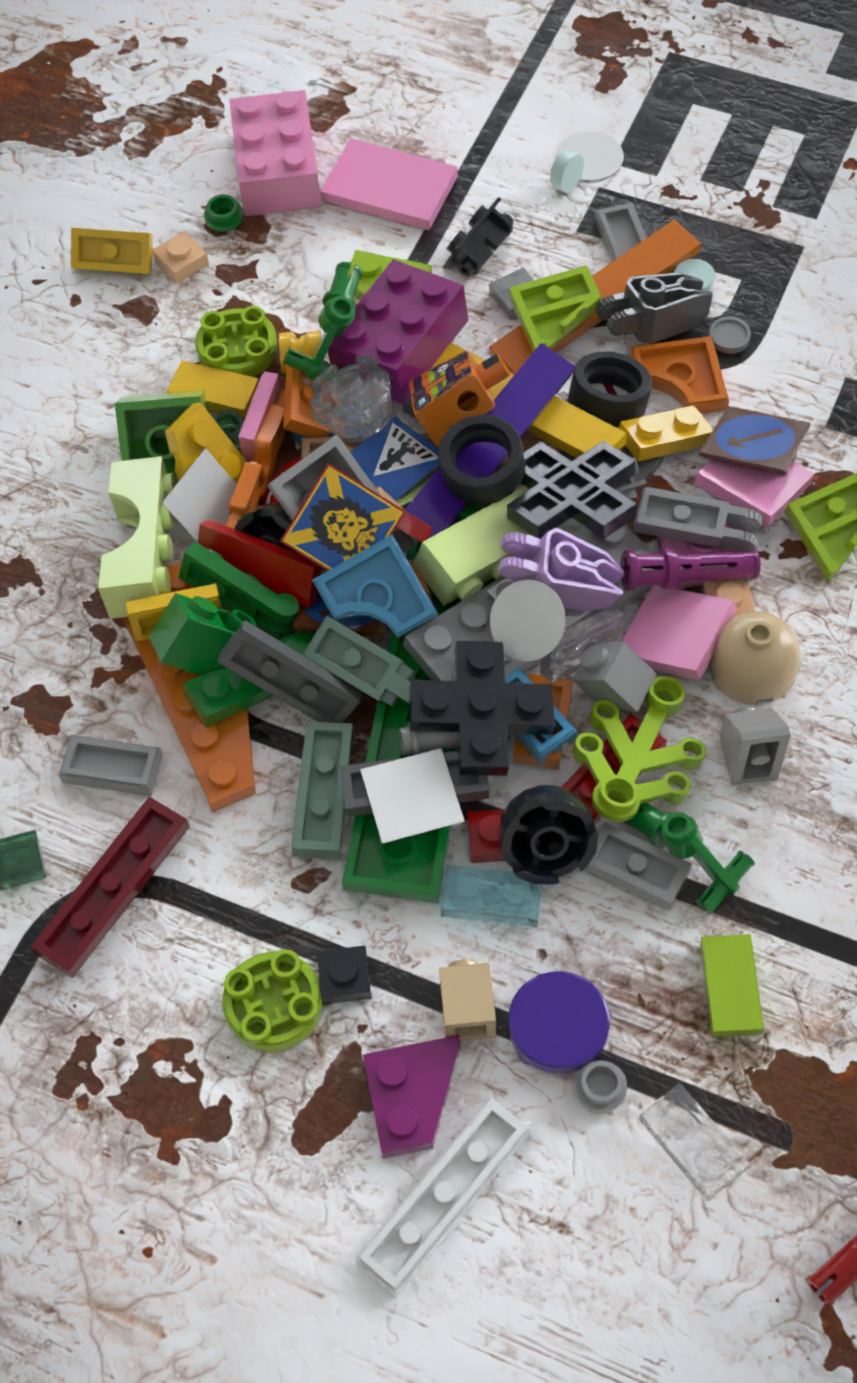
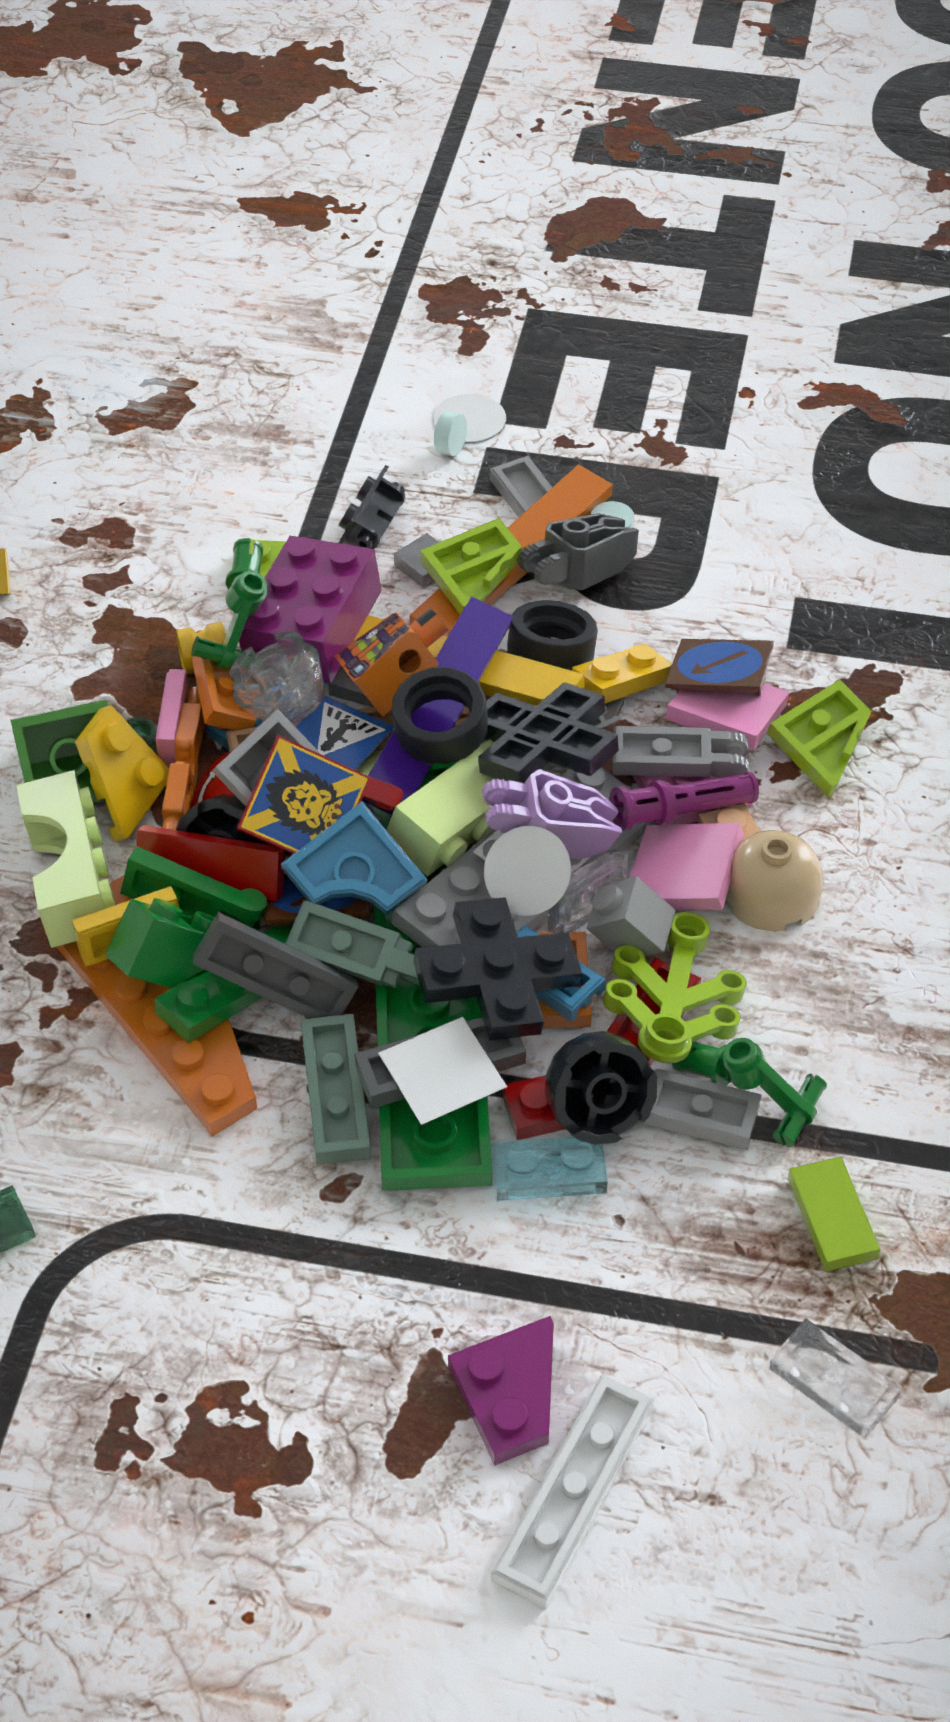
camera: 15 degrees left, 10 degrees down
(110, 765) = (83, 1105): light grey tile -> none
(110, 887) = (114, 1232): dark red plate -> none
(180, 257) = (41, 572): light nougat plate -> none
(201, 494) = (127, 804): white sticker -> none
(222, 388) = (127, 696): yellow tile -> none
(223, 213) = (80, 521): green plate -> none
(237, 341) = (125, 650): lime tile -> none
(272, 1001) = (330, 1320): lime tile -> none
(274, 153) = (126, 453): bright pink brick -> none
(344, 975) = (404, 1278): black plate -> none
(389, 184) = (258, 470): bright pink tile -> none
(423, 741) = (433, 1015): light grey pin -> none
(467, 1000) = (552, 1277): tan brick -> none
(558, 1022) = (657, 1283): dark purple tile -> none
(601, 1086) = (719, 1341): light grey plate -> none
(686, 372) = (628, 613): orange tile -> none
(730, 334) = (663, 571): light grey piece -> none
(754, 744) = (797, 964): light grey slope -> none

